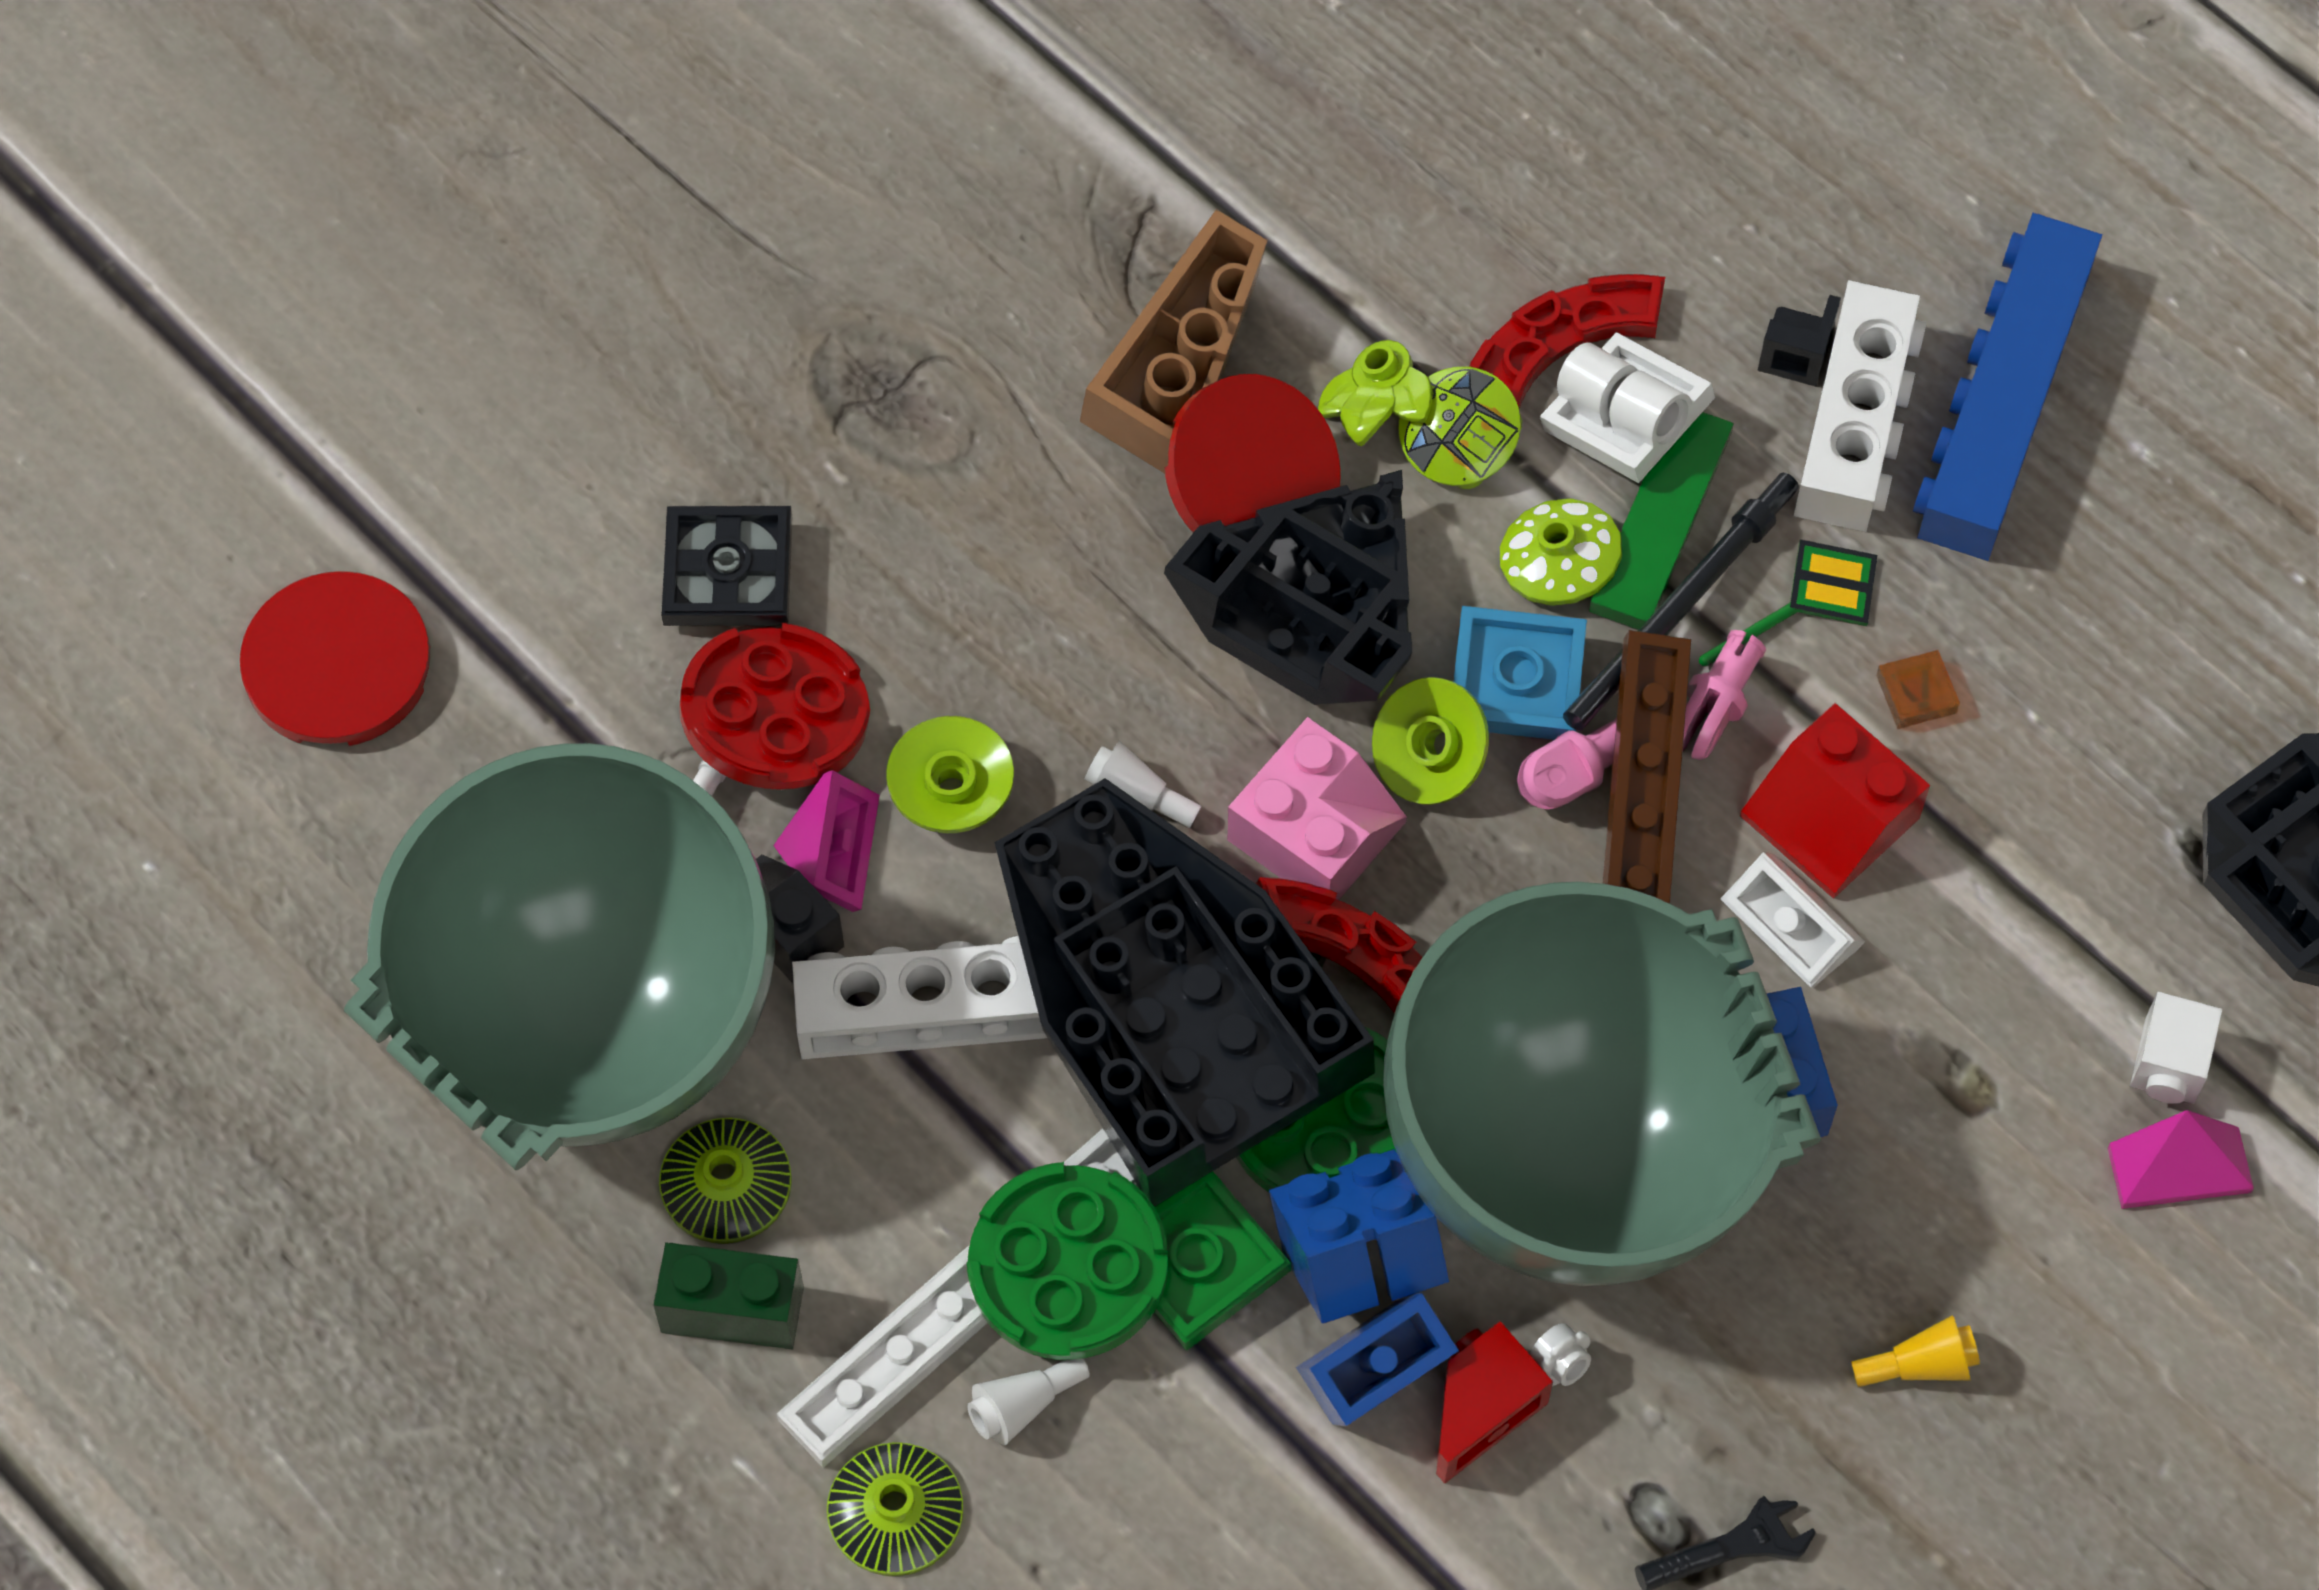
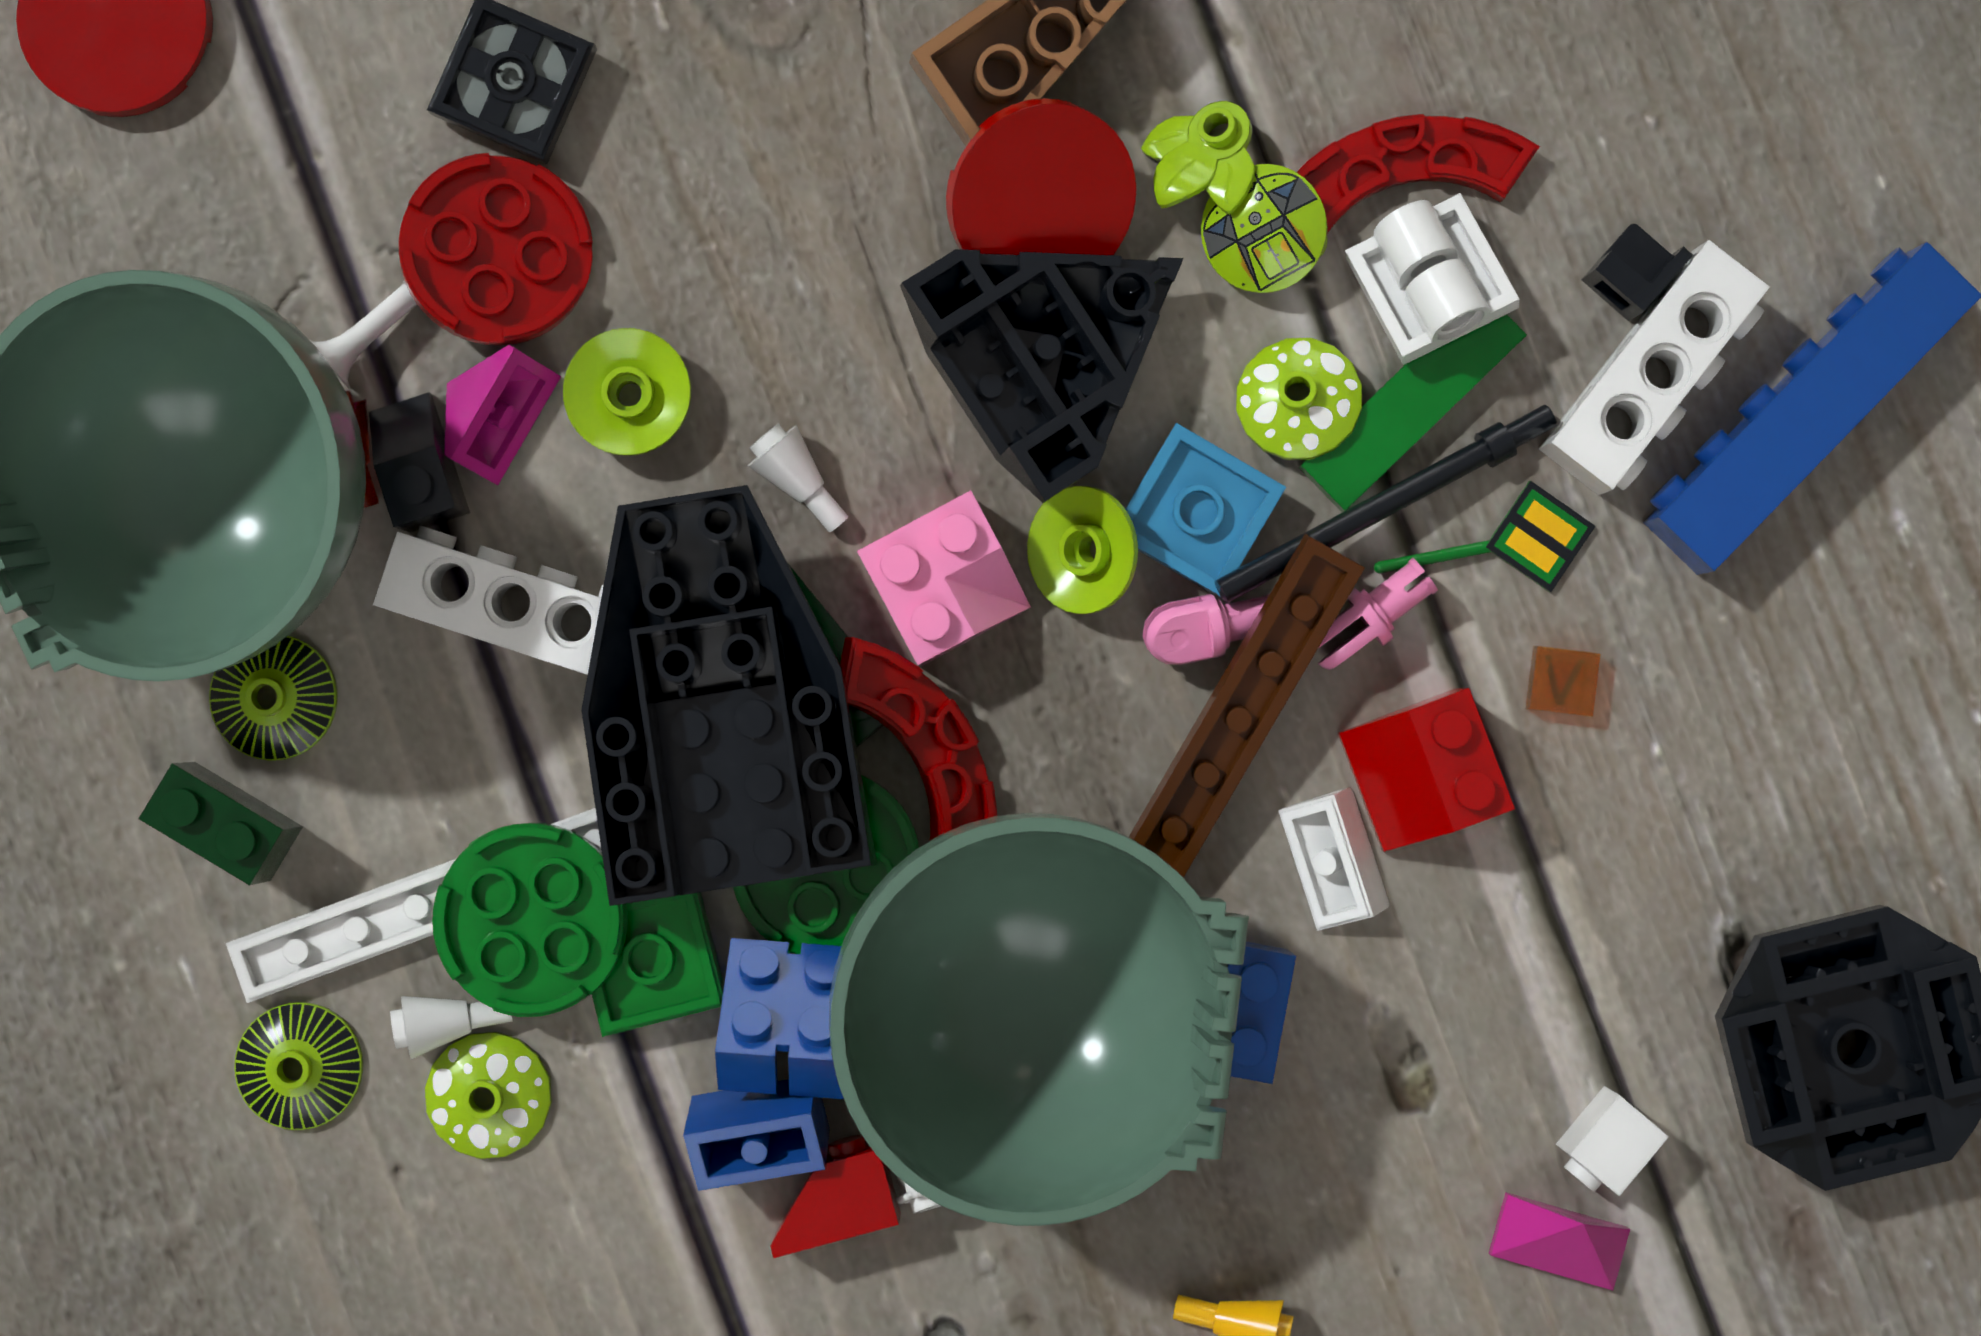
camera: 20 degrees right, 25 degrees up
(1095, 1489) = (512, 1075): none -> lime dish

